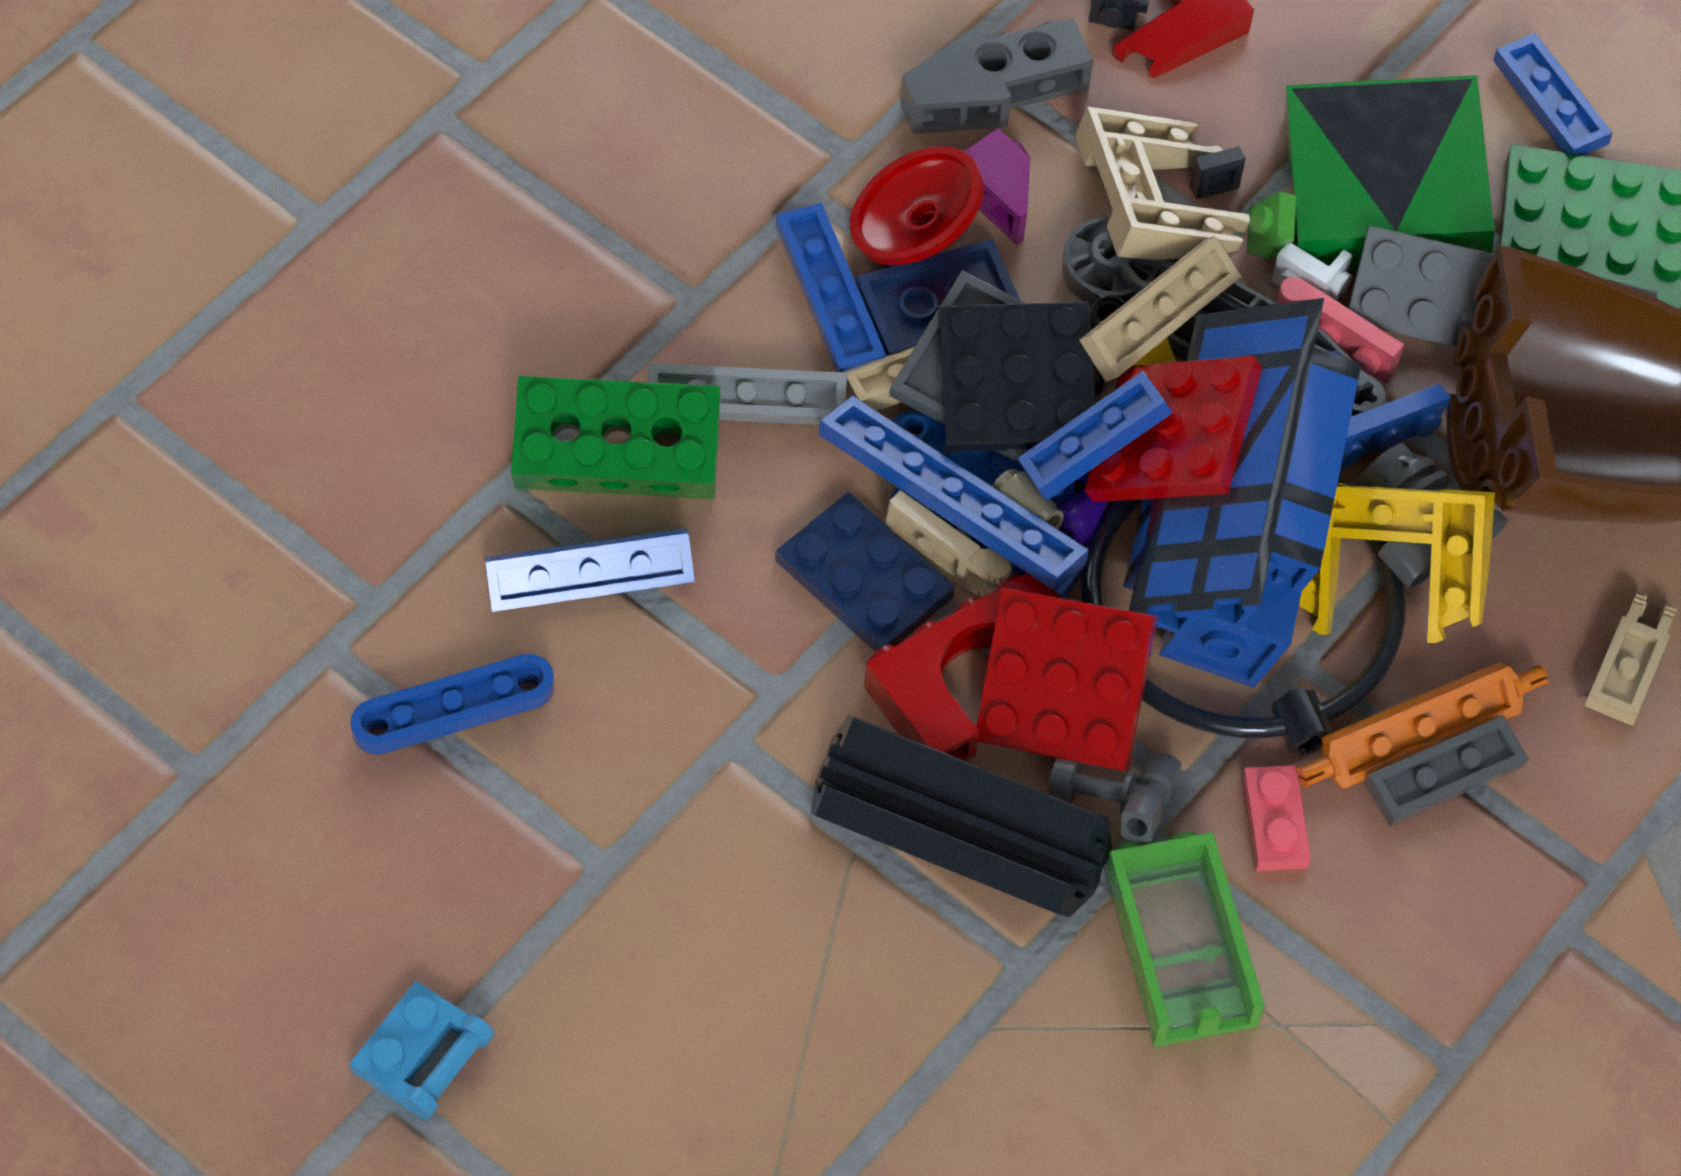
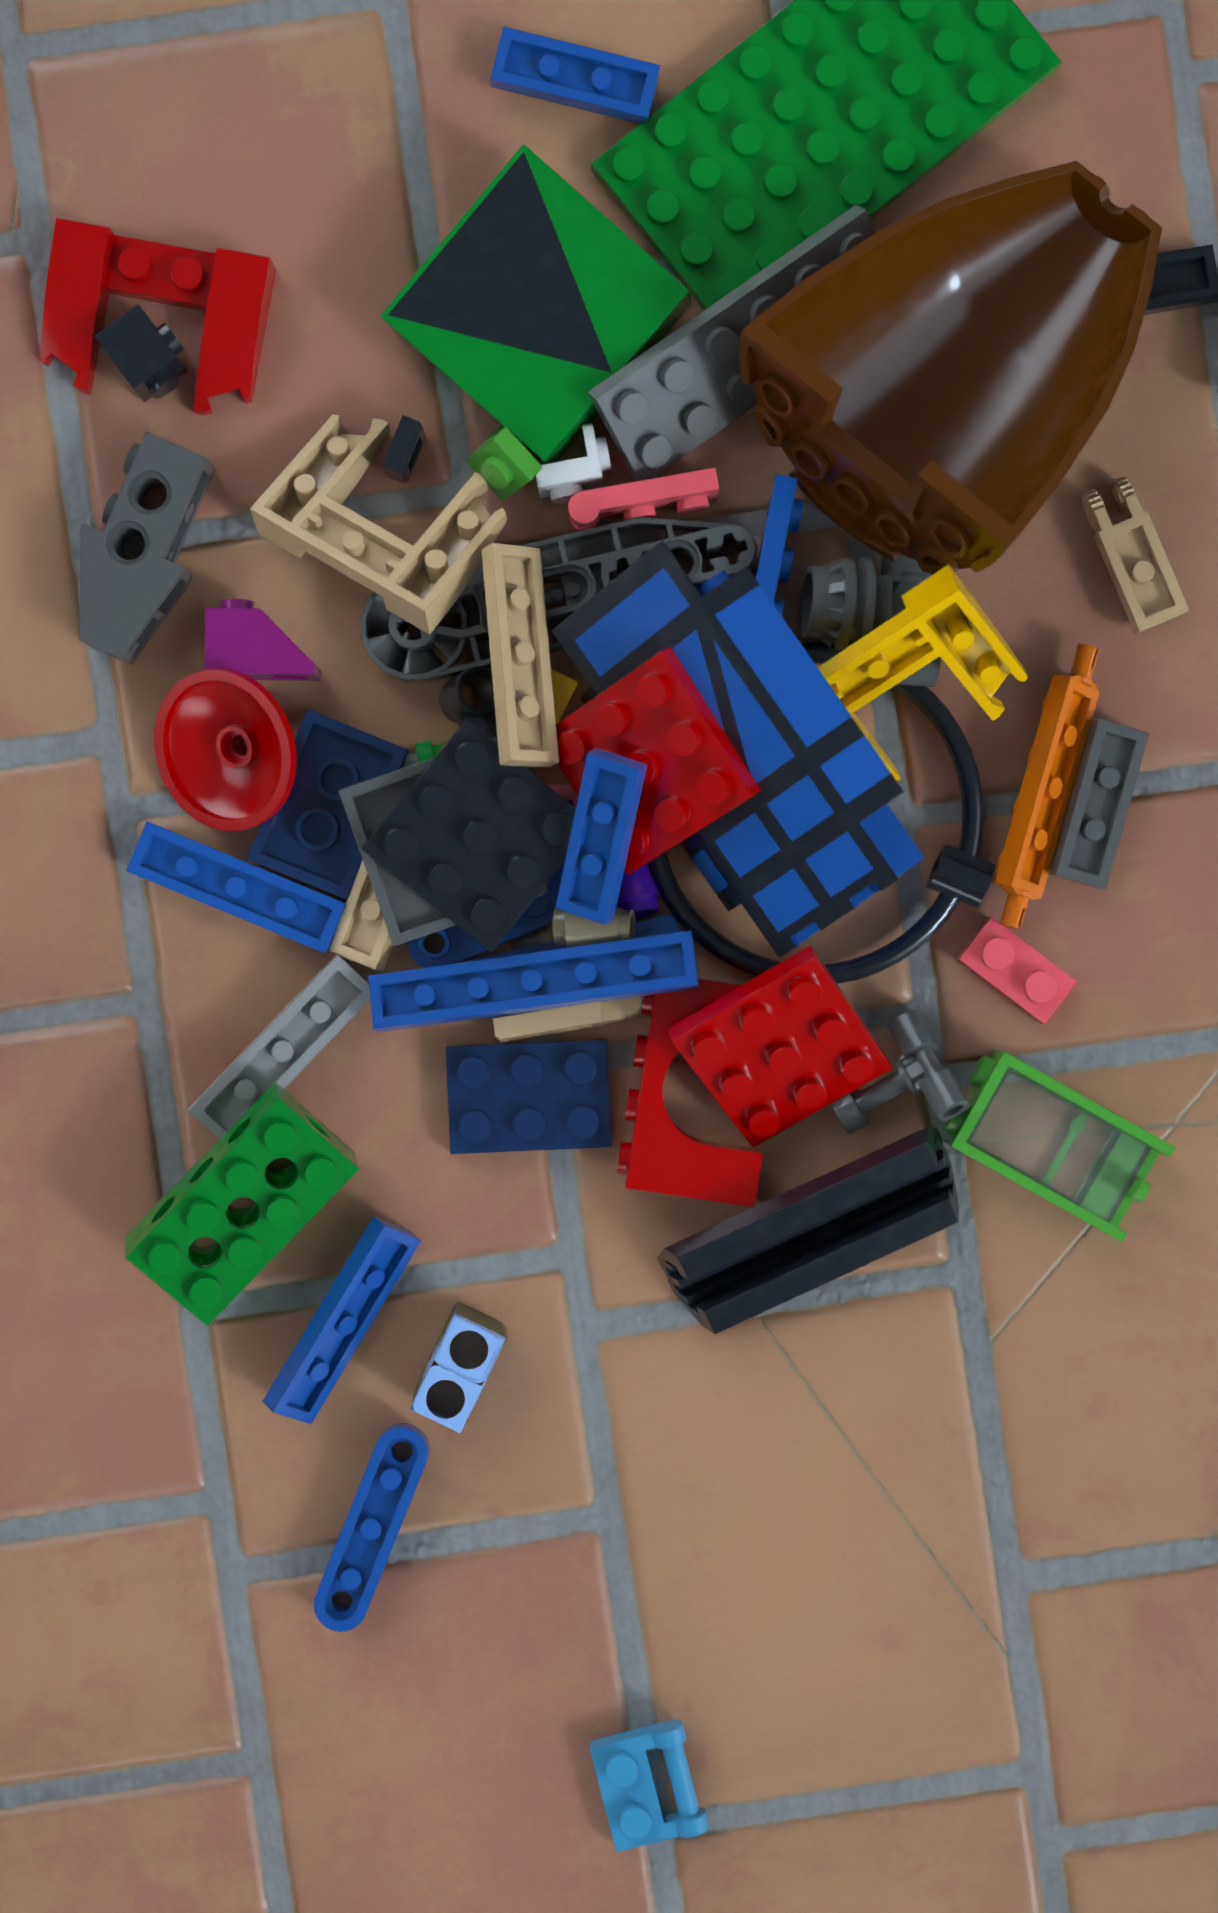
camera: 45 degrees left, 30 degrees up
(621, 689) = (463, 1320): none -> light blue piece

